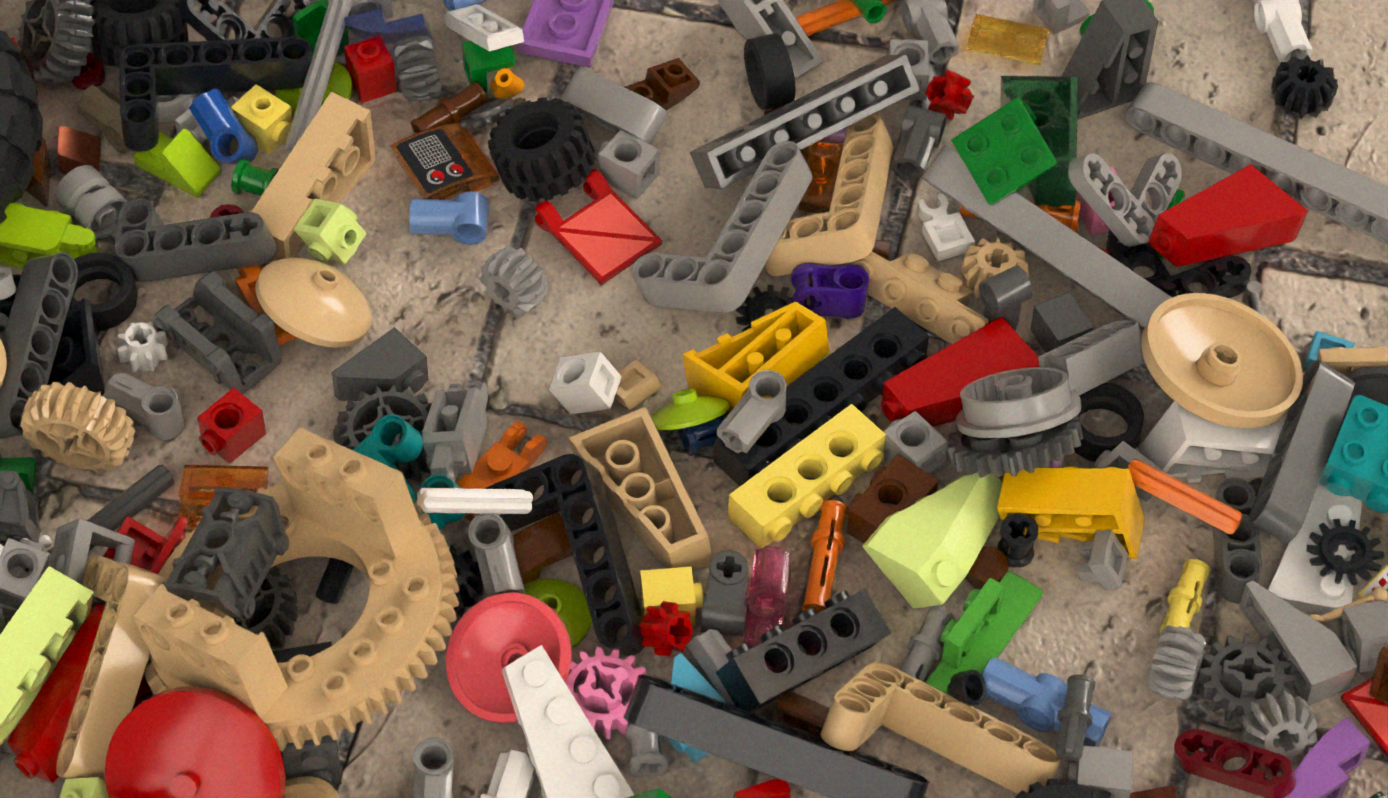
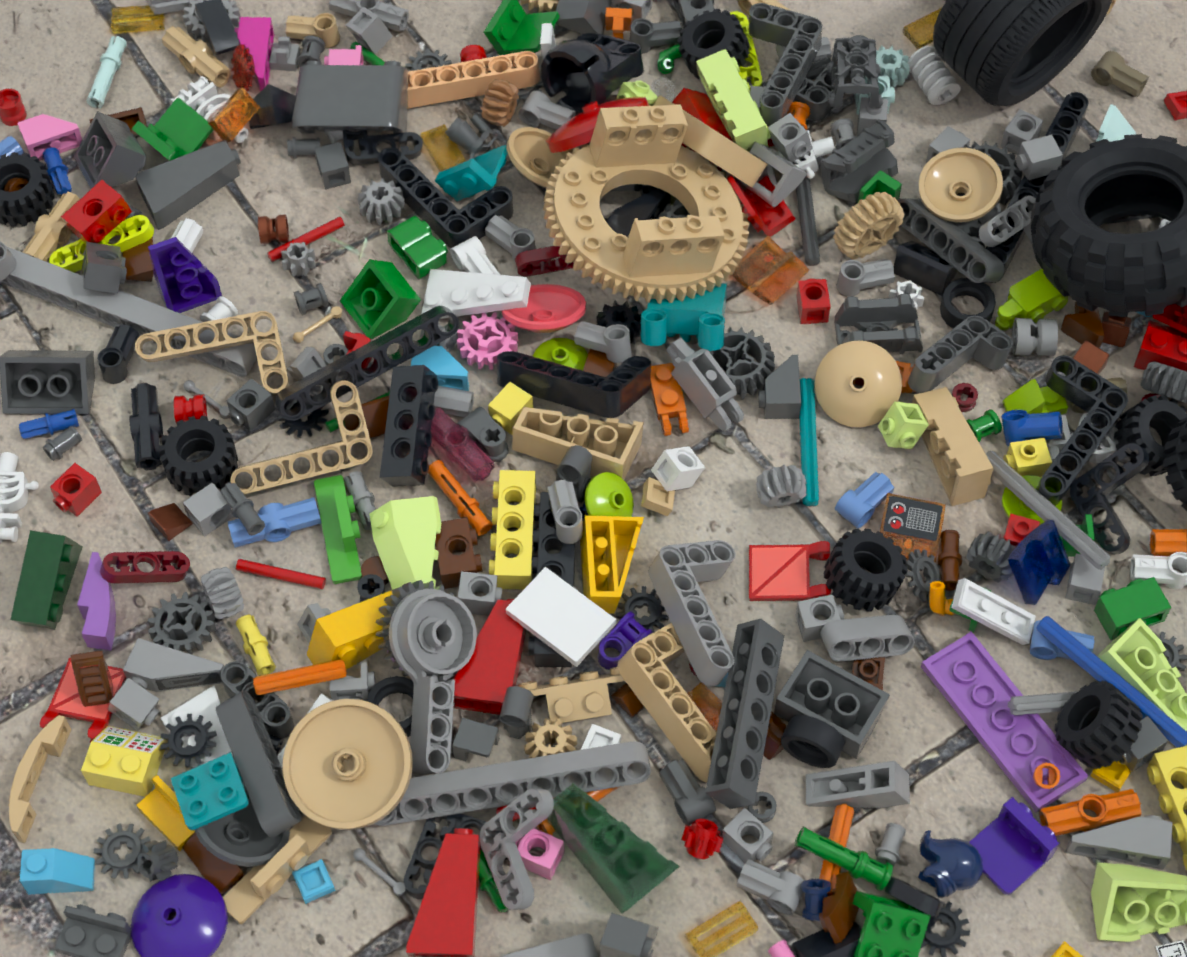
camera: 135 degrees right, 5 degrees up
(241, 548) = (682, 179): dark grey piece -> none
(424, 722) = (539, 261): none -> dark red beam
(430, 308) = (808, 441): none -> teal axle
(474, 500) = (631, 327): white axle -> none
(666, 628) = (487, 381): red gear -> none
(696, 462) = (576, 468): none -> dark grey piece
(715, 79) = (834, 697): none -> dark grey slope
(870, 337) = (561, 616): none -> white tile
(969, 683) = (315, 485): black hinge -> none
(1005, 151) = (608, 776): green bracket -> none
(1087, 653) = (281, 574): none -> red bar
(1281, 725) = (136, 603): light grey gear -> none
(1377, 594) = (149, 733): tan hinge -> none

